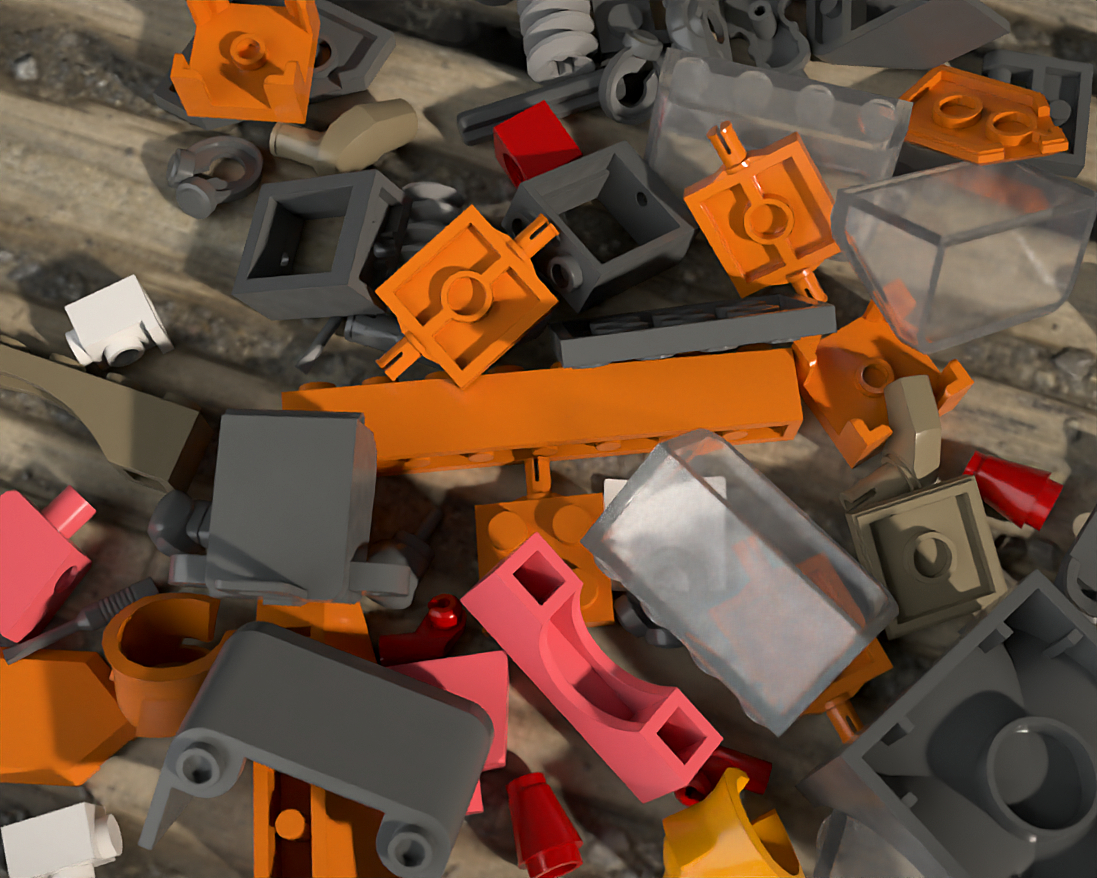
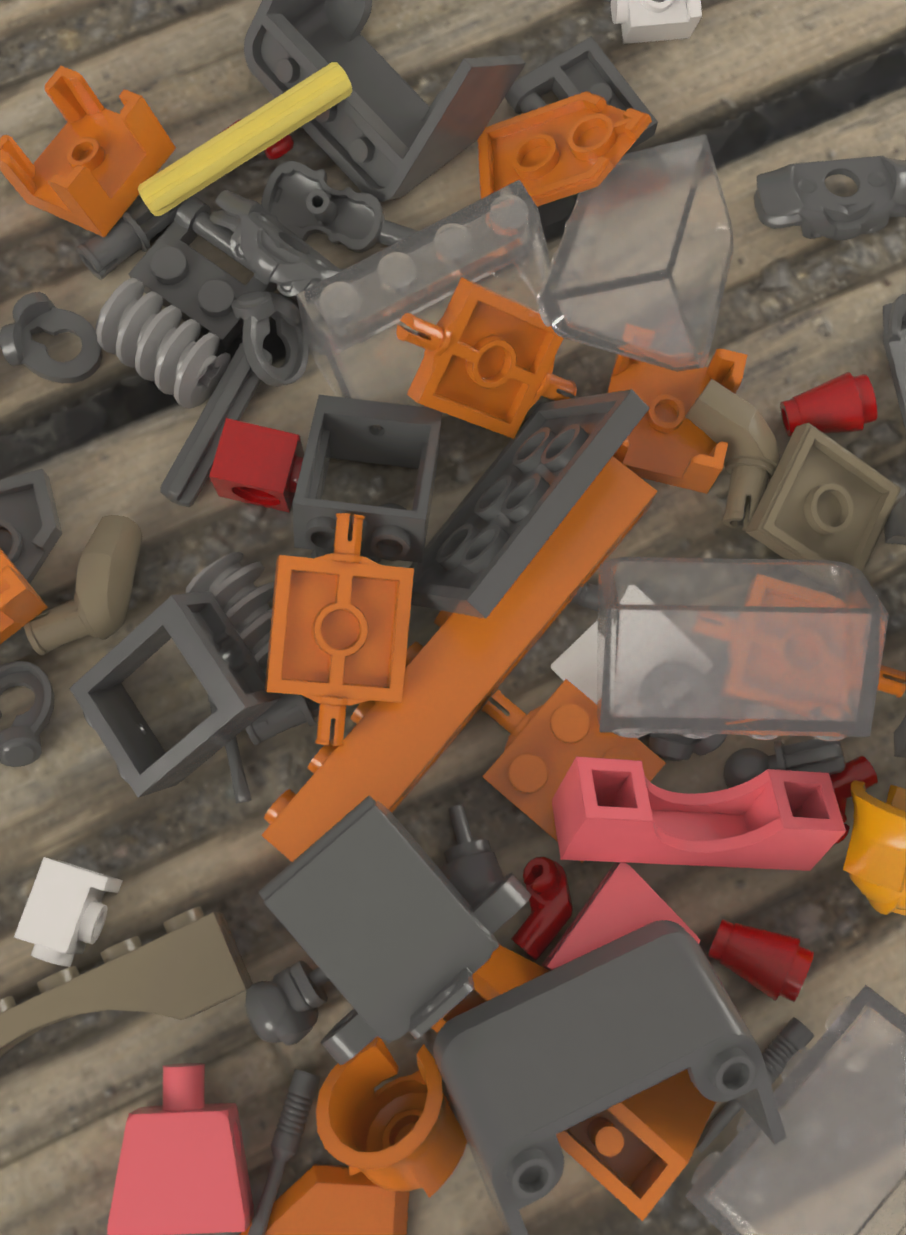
camera: 50 degrees left, 5 degrees up
(731, 722) = (808, 756): none -> dark grey axle

